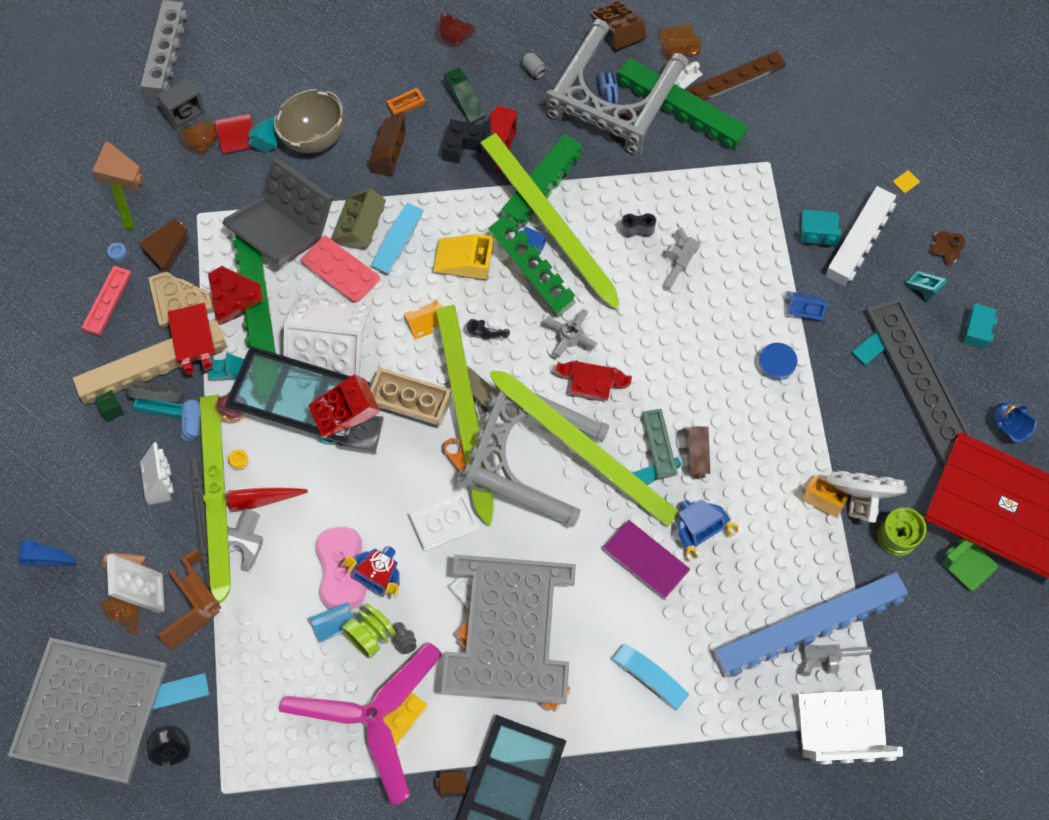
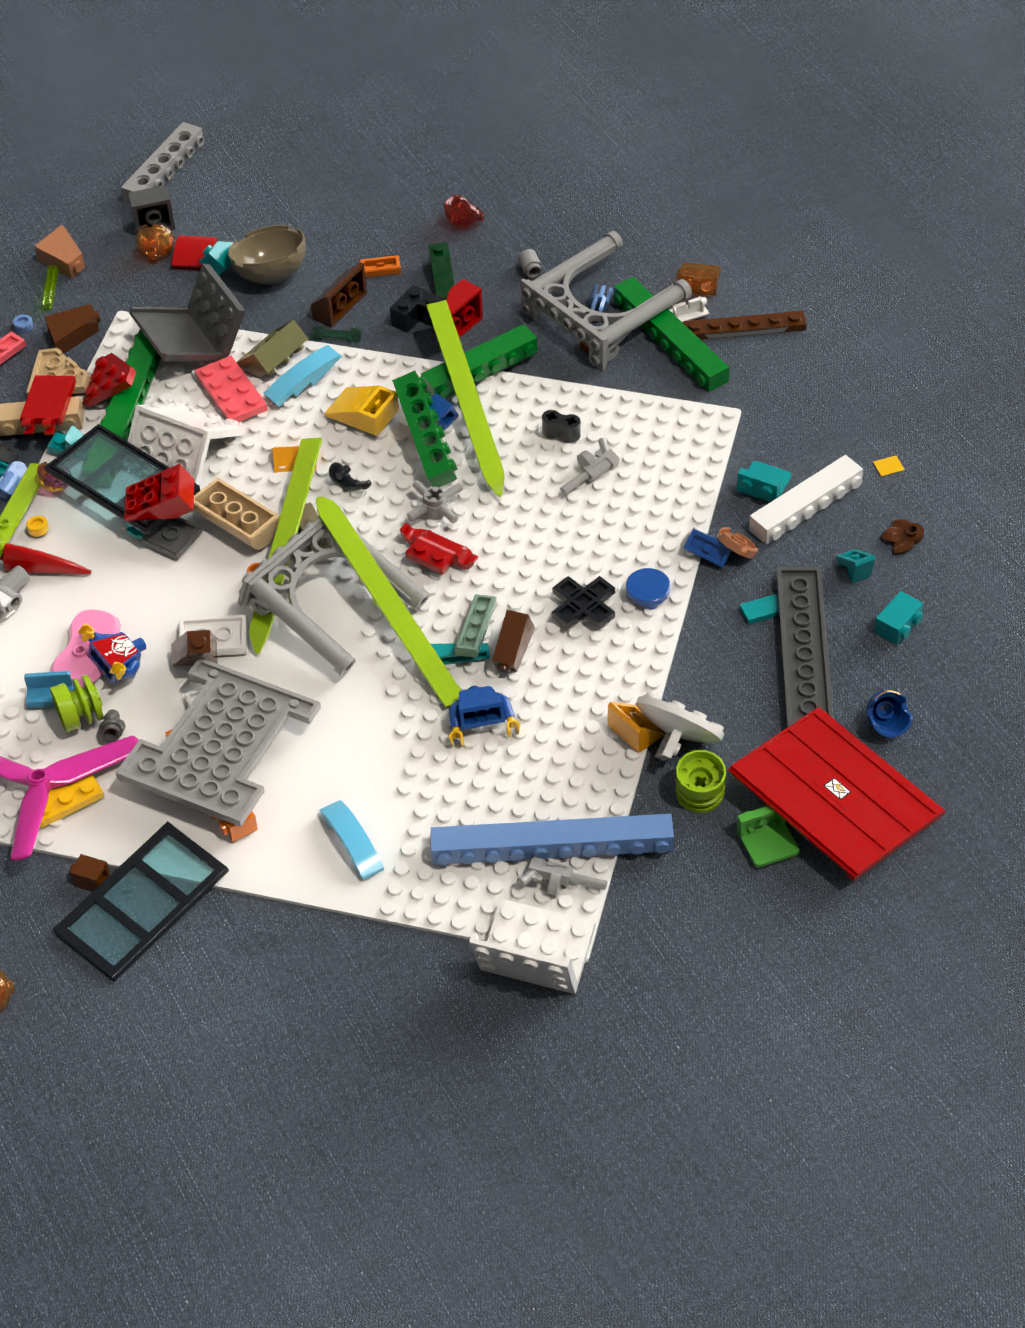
camera: 25 degrees right, 15 degrees down
(417, 180) = (353, 334): none -> clear green bar
(443, 546) = (192, 646): none -> reddish brown slope
(623, 23) = (642, 249): reddish brown slope -> none
(646, 559) = (406, 730): magenta tile -> none
(733, 391) = (583, 602): none -> black plate
(828, 295) = (737, 542): none -> nougat tile

